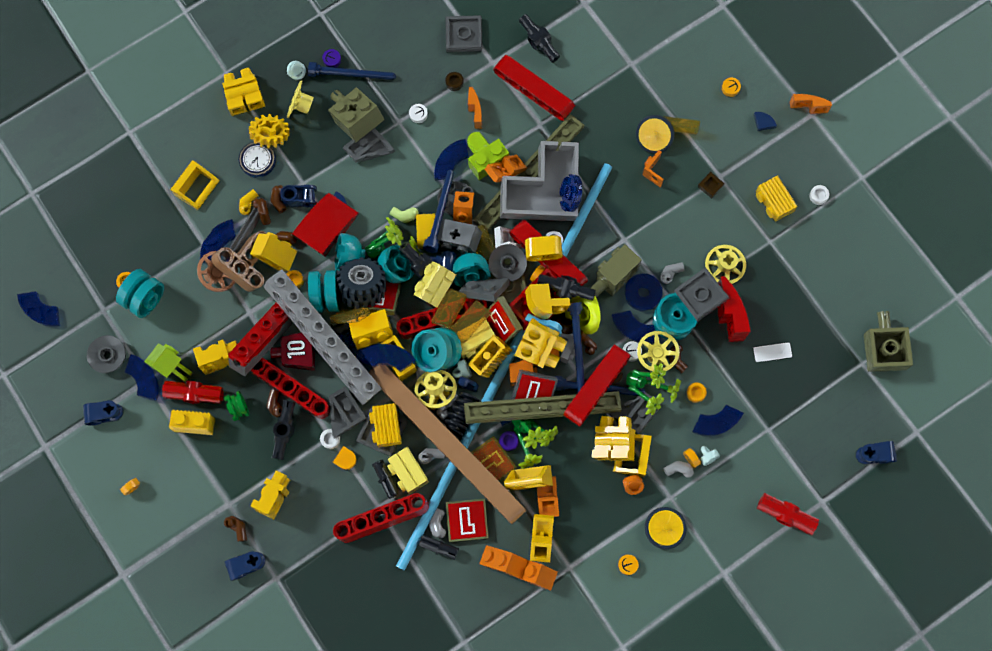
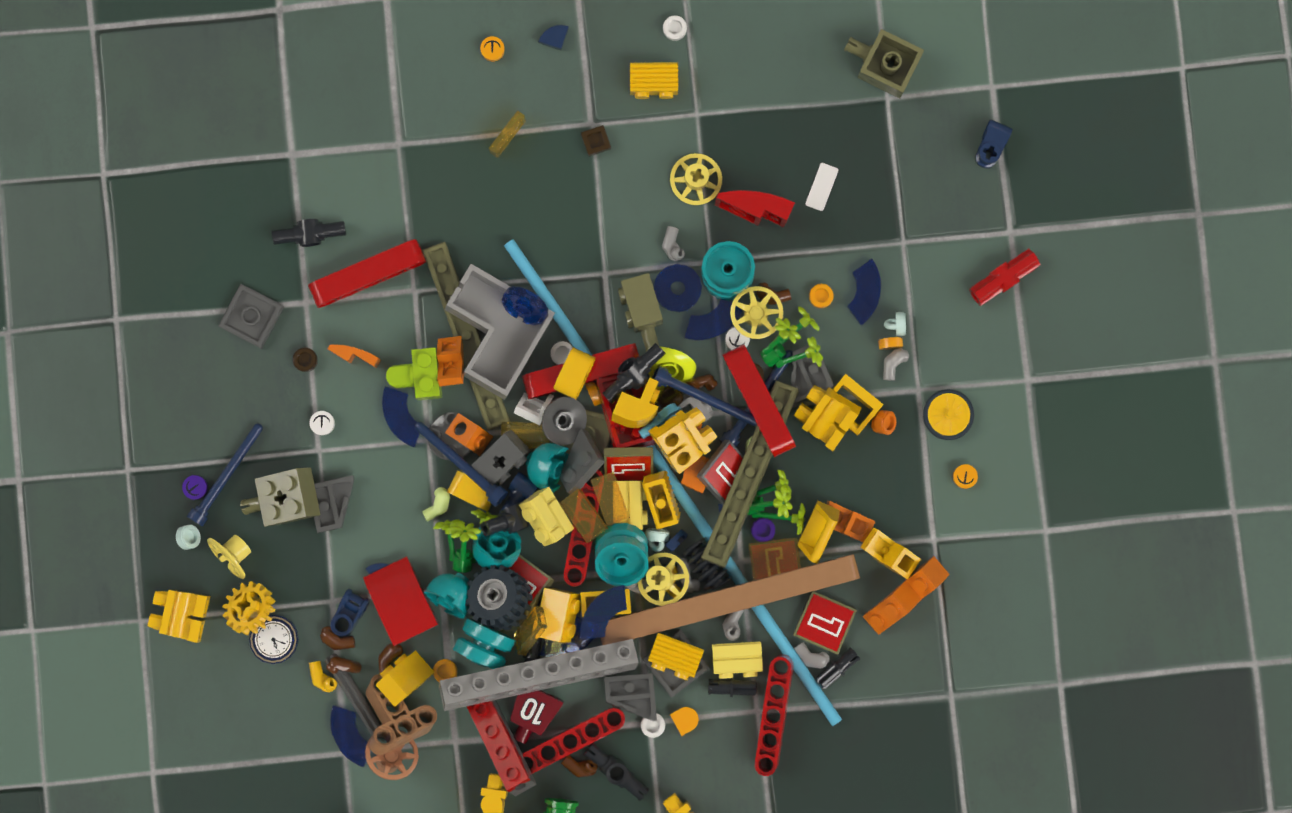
camera: 65 degrees left, 10 degrees up
(187, 179) = (255, 734): yellow tile -> none
(648, 173) = (534, 195): orange bracket -> none
(655, 134) = (503, 169): yellow wheel -> none
(701, 294) = (724, 230): dark grey tile -> none

